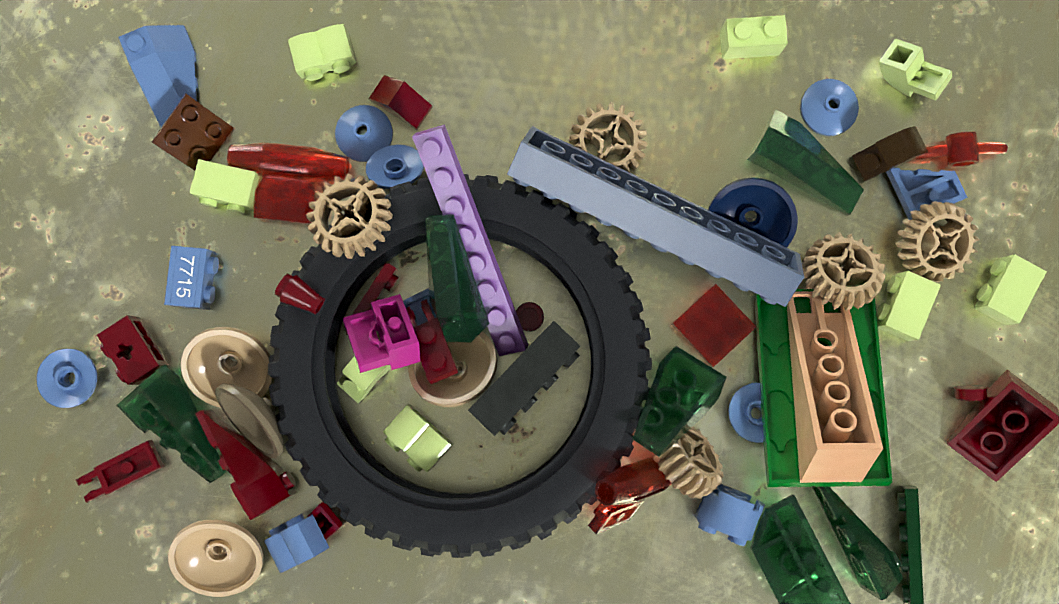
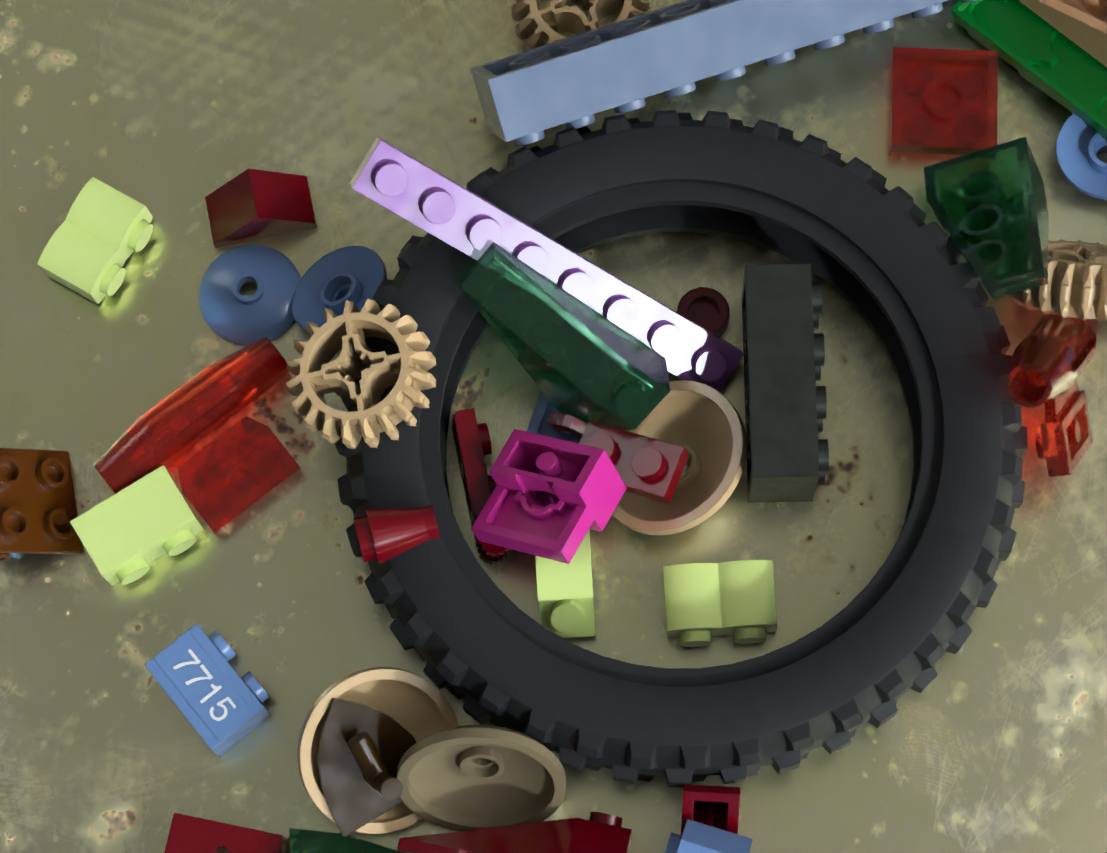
camera: 40 degrees left, 10 degrees down
(212, 365) = (360, 763): none -> dark brown shield

